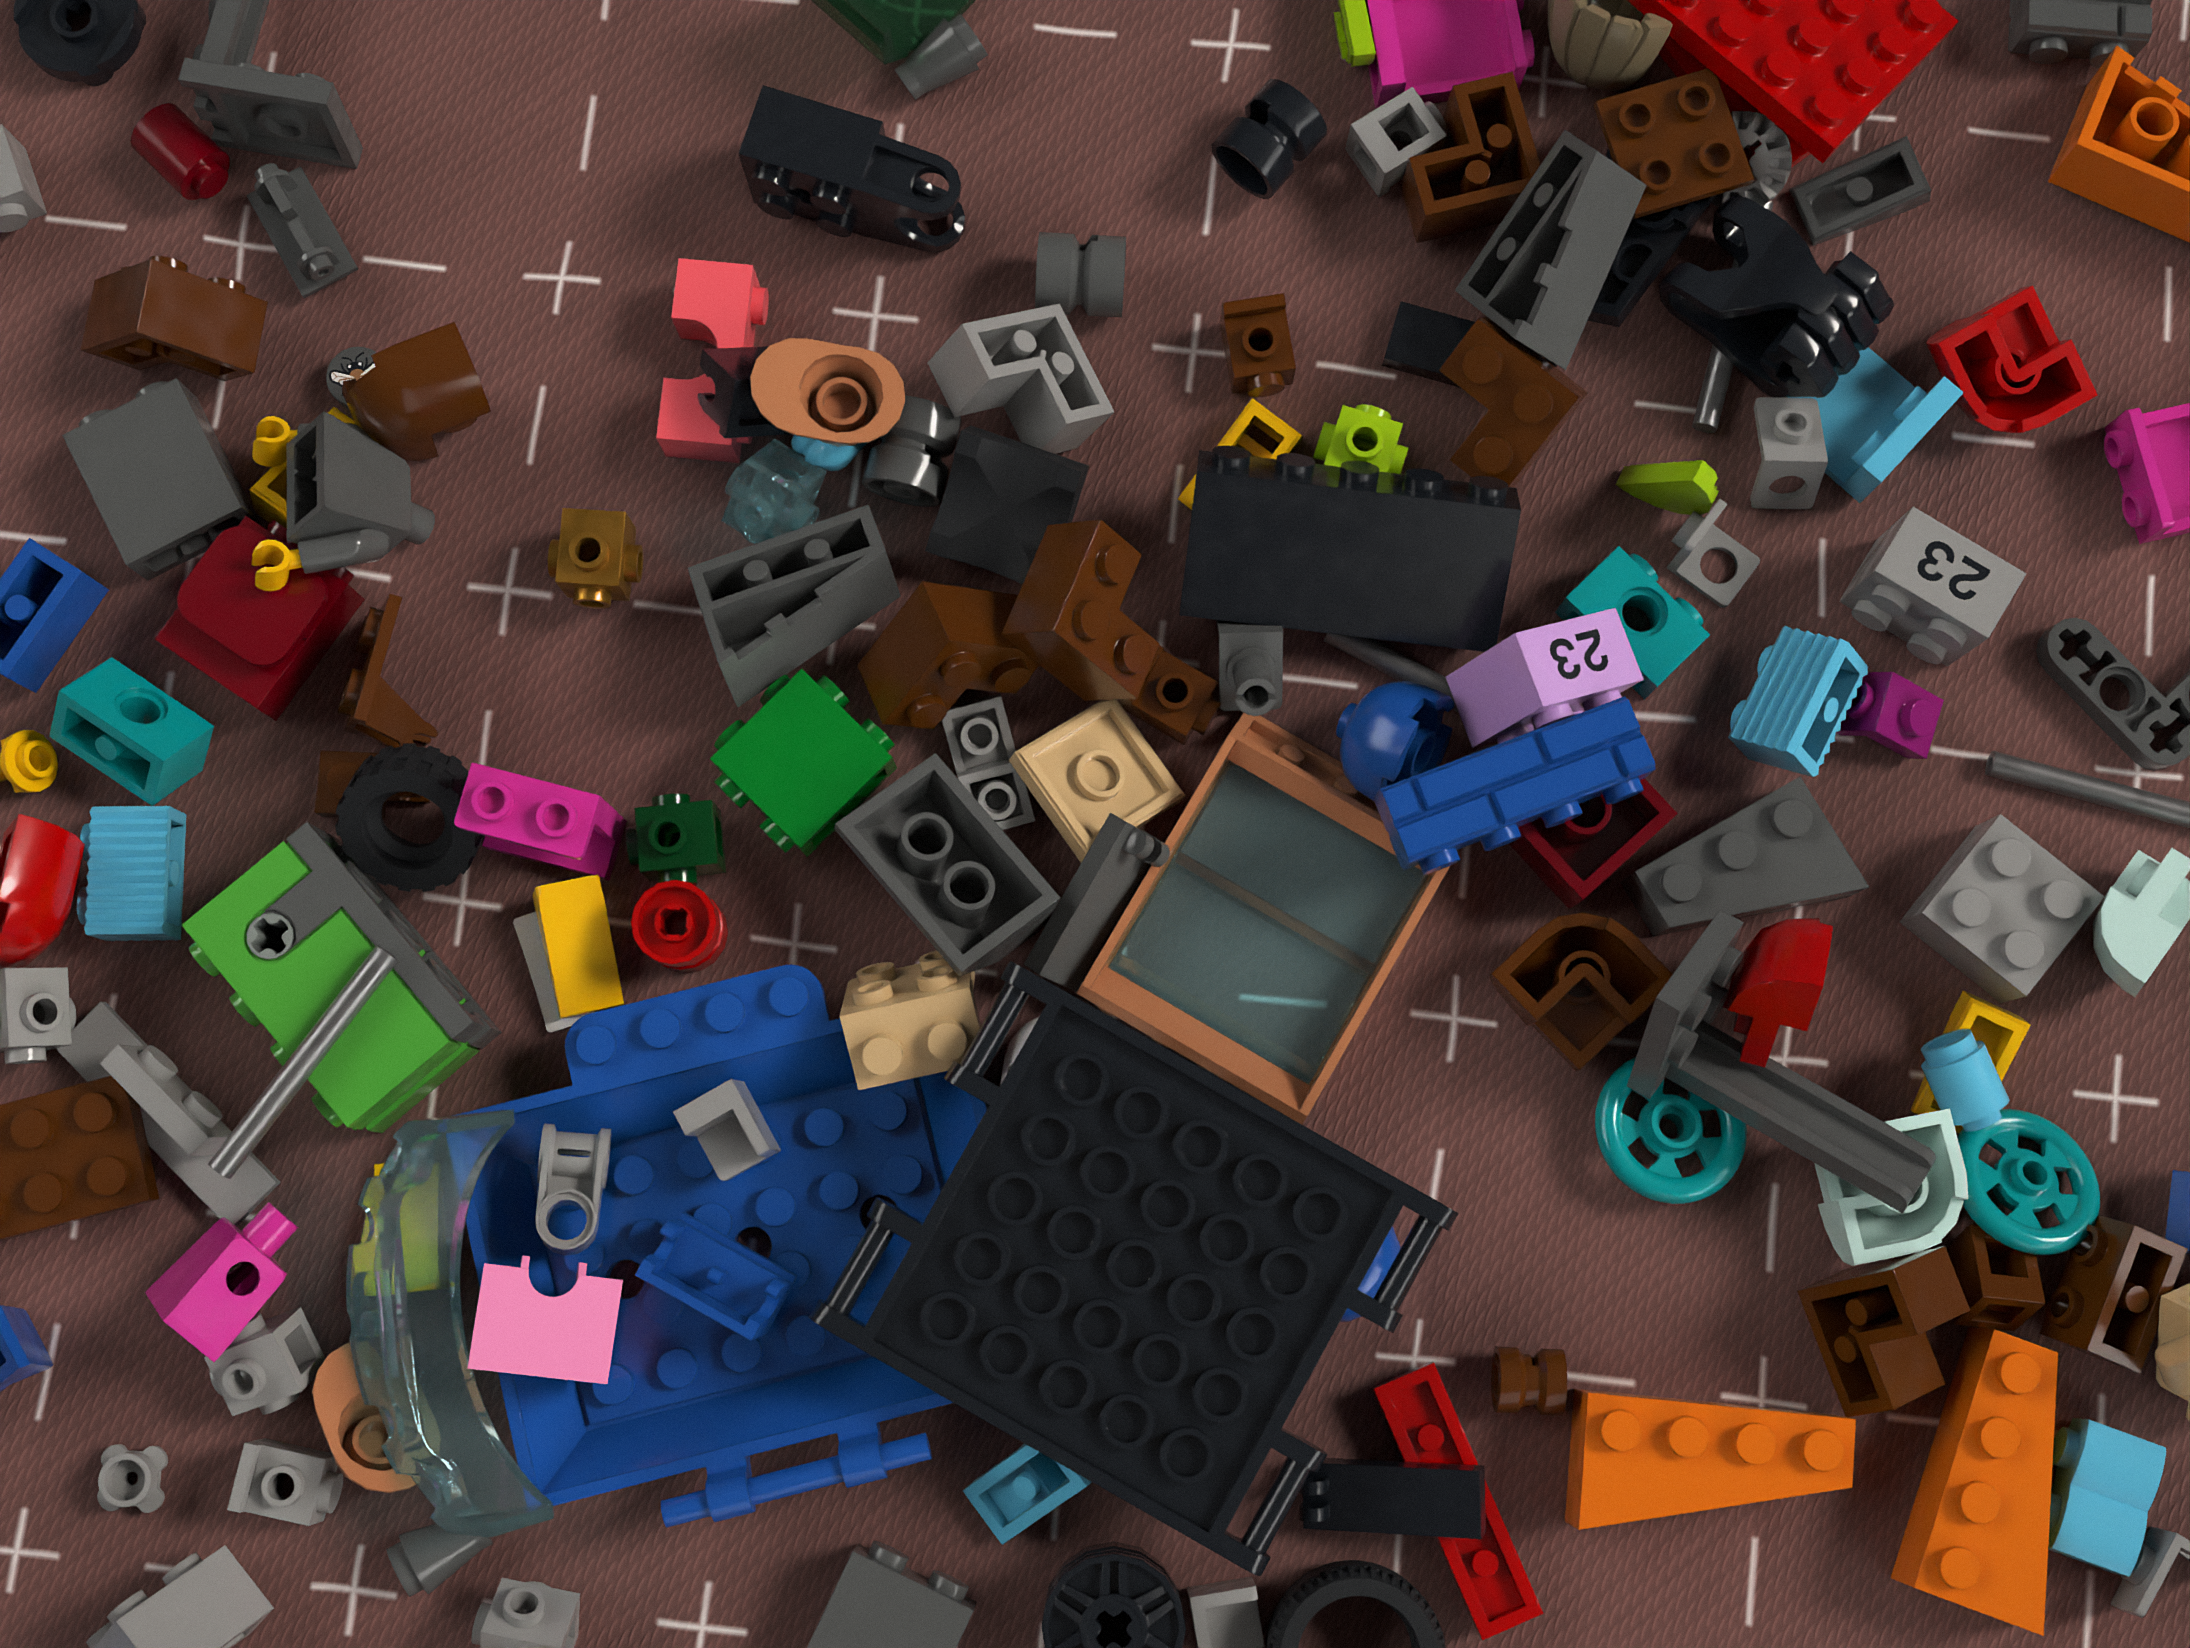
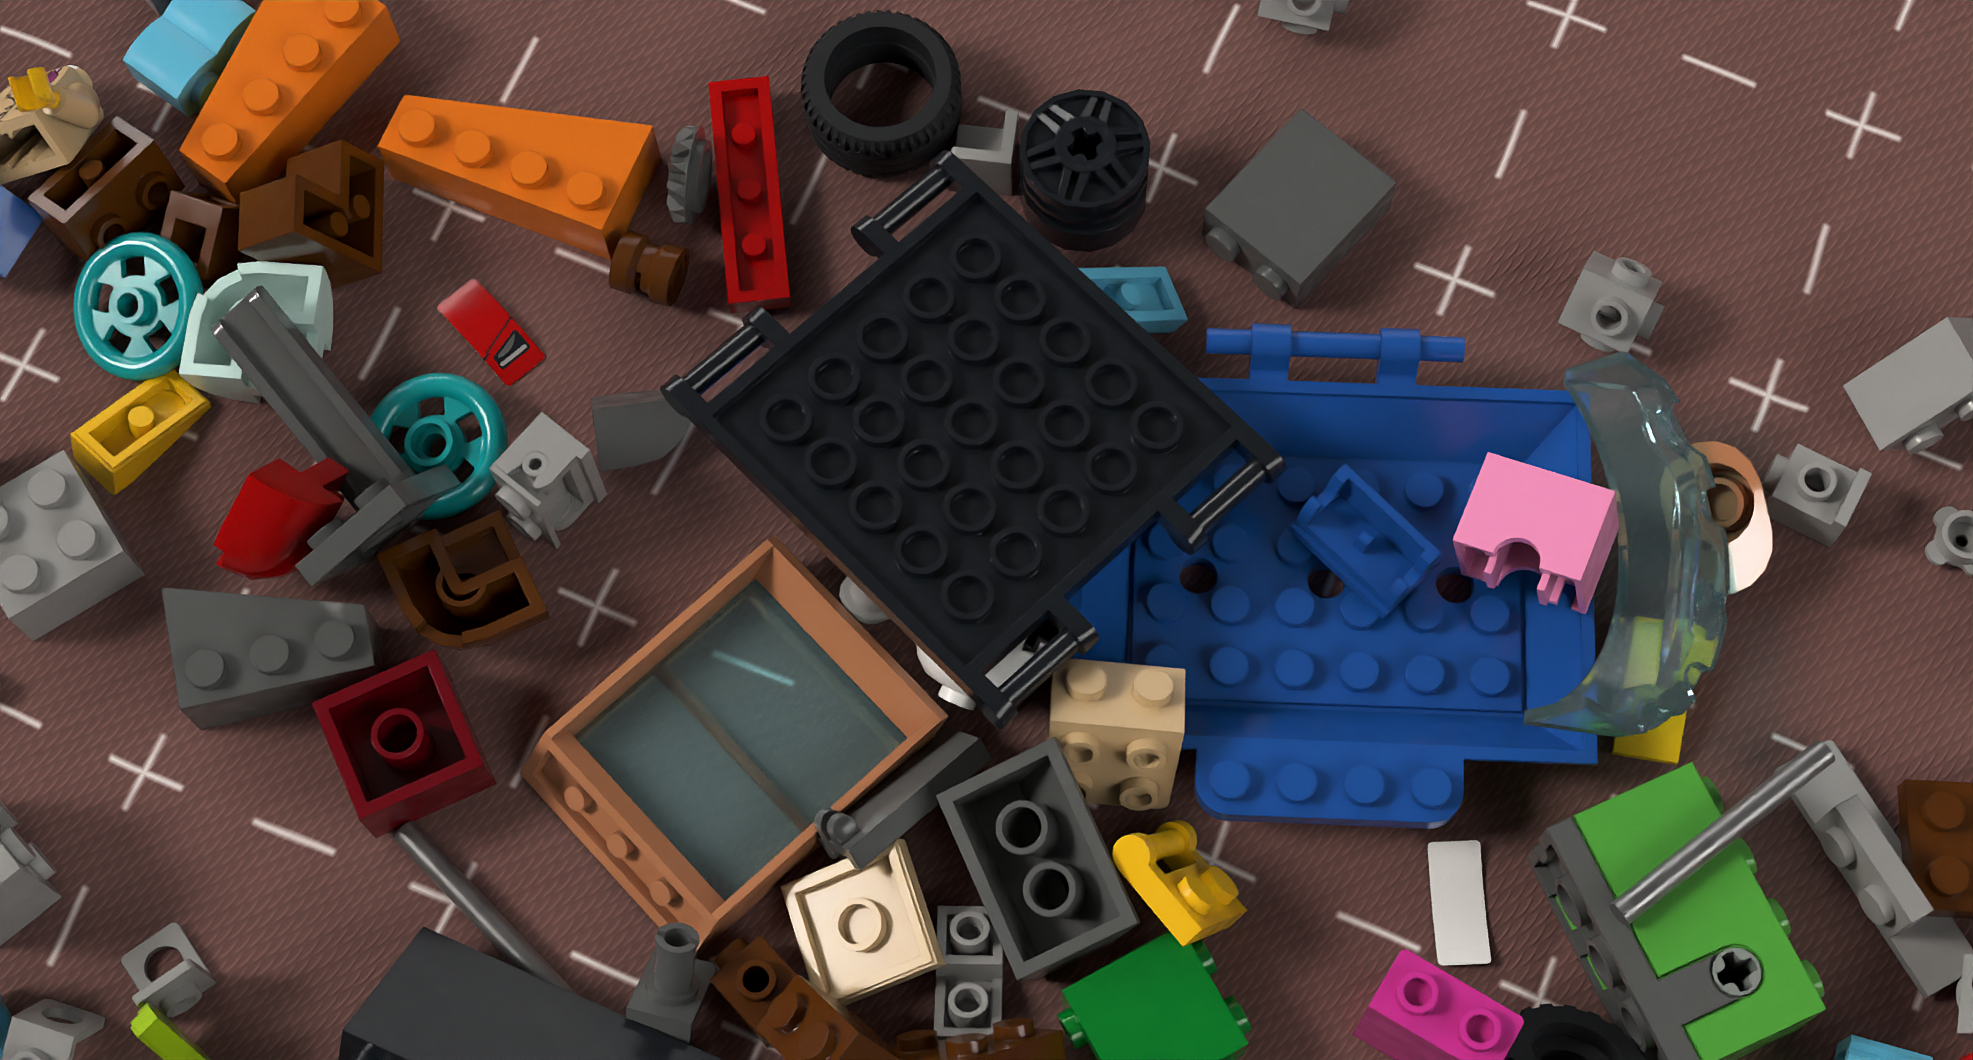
camera: 160 degrees left, 10 degrees down
(209, 1302) = (1846, 676): dark pink torso -> none
(267, 1363) = (1814, 598): light grey brick -> none
(431, 1556) = (1700, 394): dark grey cone -> none
(571, 1182) = (1482, 669): light grey piece -> none
(578, 946) = (1431, 905): yellow slope -> none
(679, 926) = (1322, 892): red wheel -> none
(699, 846) = (1283, 994): dark green brick -> none
(728, 1128) = (1319, 673): light grey panel -> none
(795, 884) = (1190, 899): none -> yellow plate
(1393, 735) = (558, 871): blue cylinder -> none
(1395, 1498) = (796, 201): black hinge -> none
(1489, 1208) = (635, 428): none -> dark grey brick
(1515, 784) = (456, 762): blue brick -> none
(1523, 1493) = (689, 174): none -> dark grey gear
(1544, 677) = (385, 871): lavender brick -> none
(1545, 1108) = (546, 480): none -> light grey hinge
(1632, 582) = (301, 951): teal brick -> none
(1666, 1272) = (491, 331): none -> red sticker
(1797, 701) = (149, 793): medium azure brick -> none
(1893, 714) = (68, 765): magenta bracket -> none
(1964, 1079) = (153, 400): medium azure brick -> none

